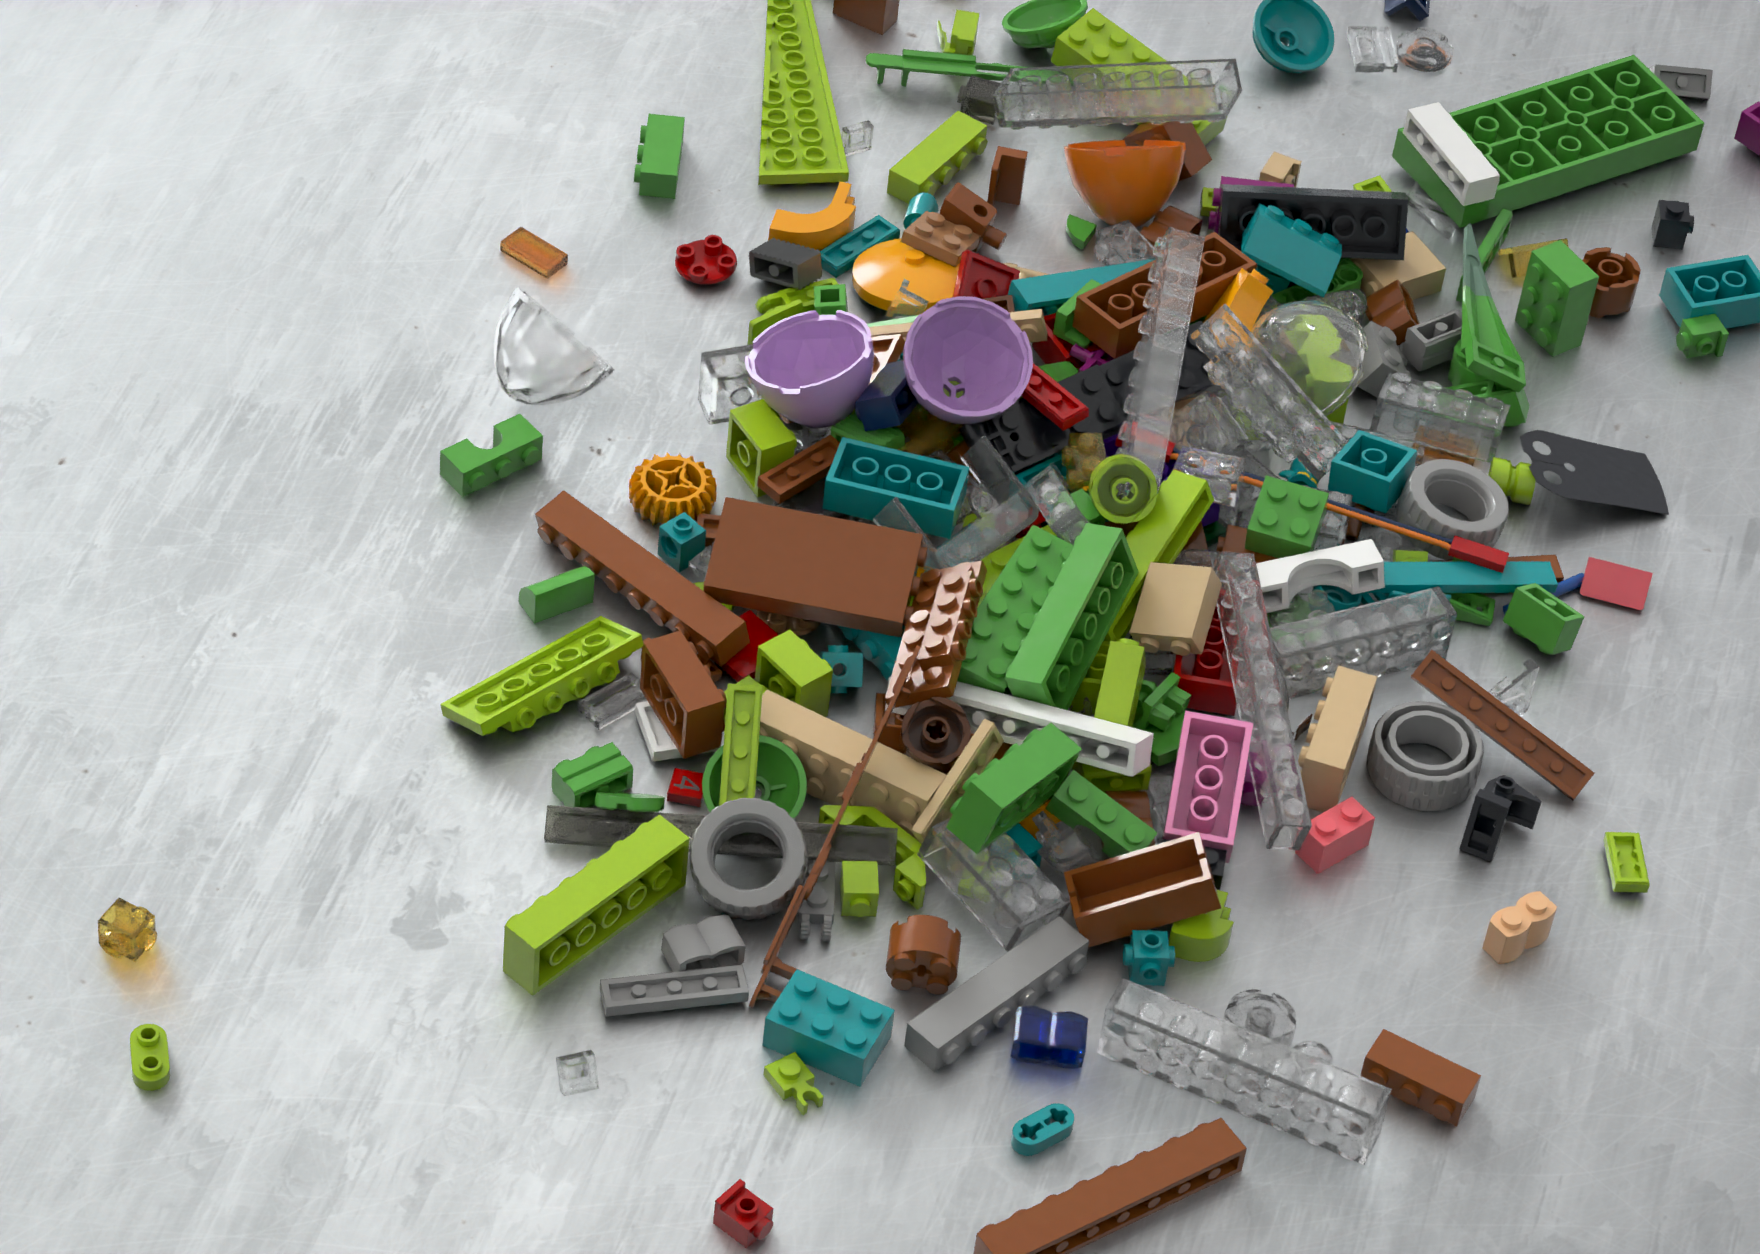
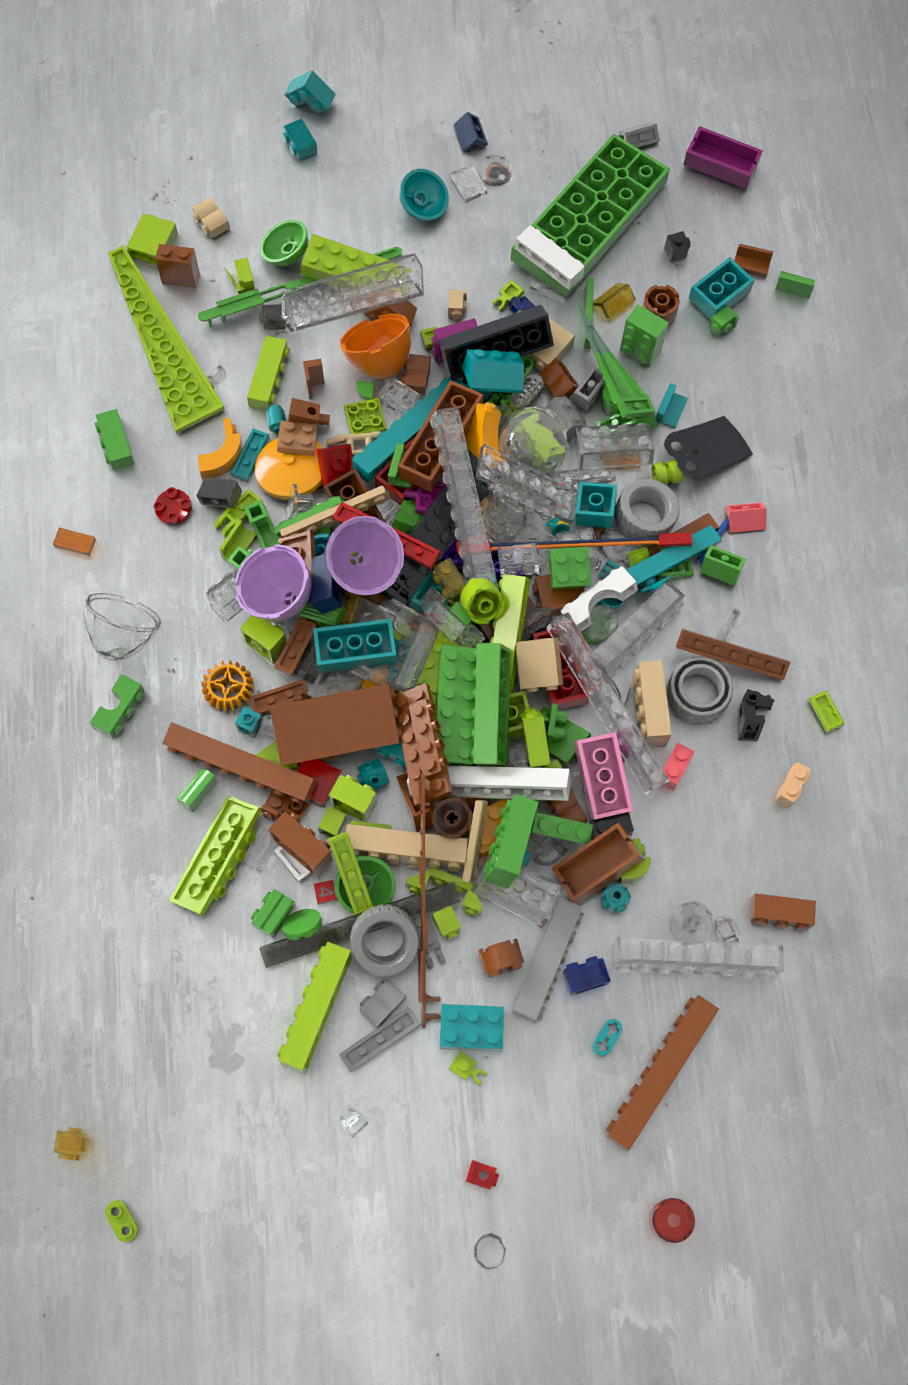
camera: 20 degrees left, 25 degrees up
(1059, 255) = (365, 416): none -> lime tile
(1559, 408) = (671, 407): none -> teal panel

